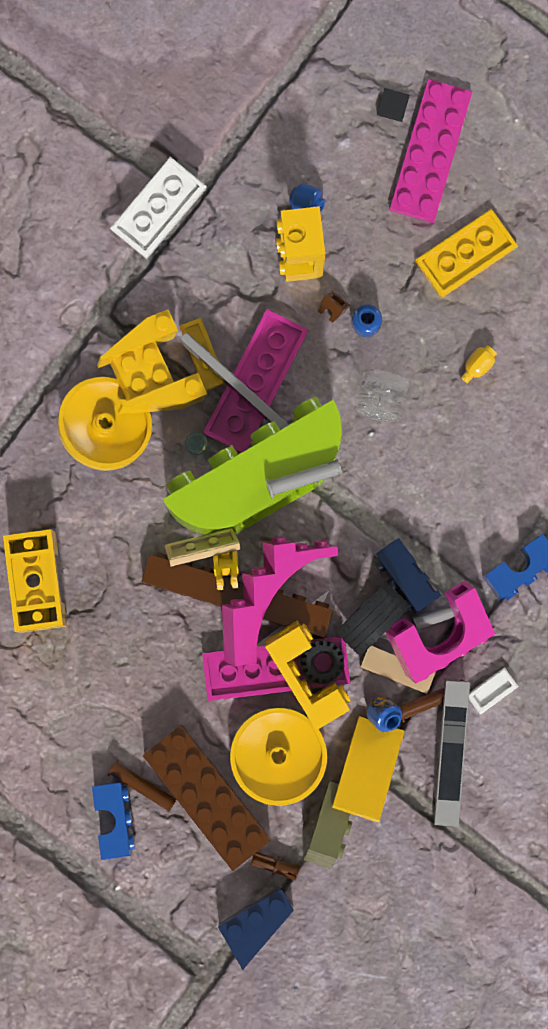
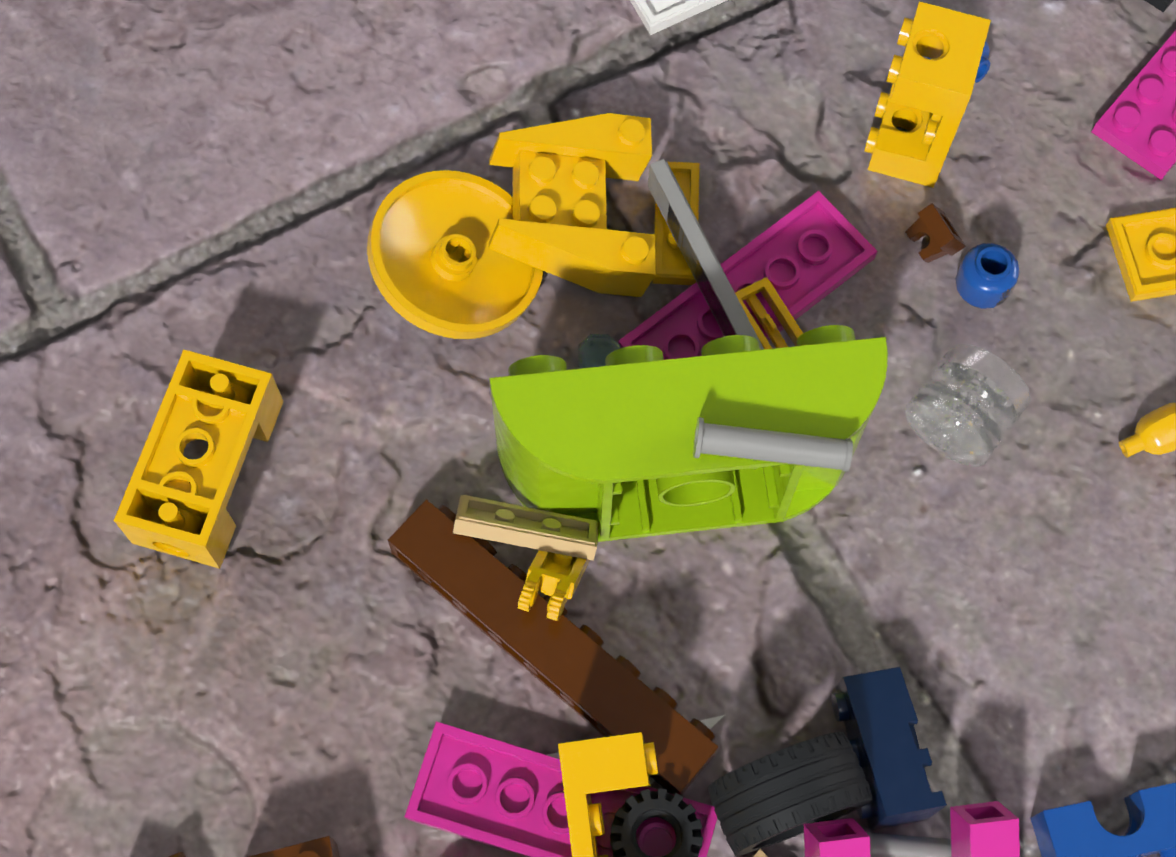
camera: 25 degrees right, 15 degrees down
(245, 615) = (546, 678): dark pink arch -> none
(288, 406) = (777, 306): none -> yellow tile

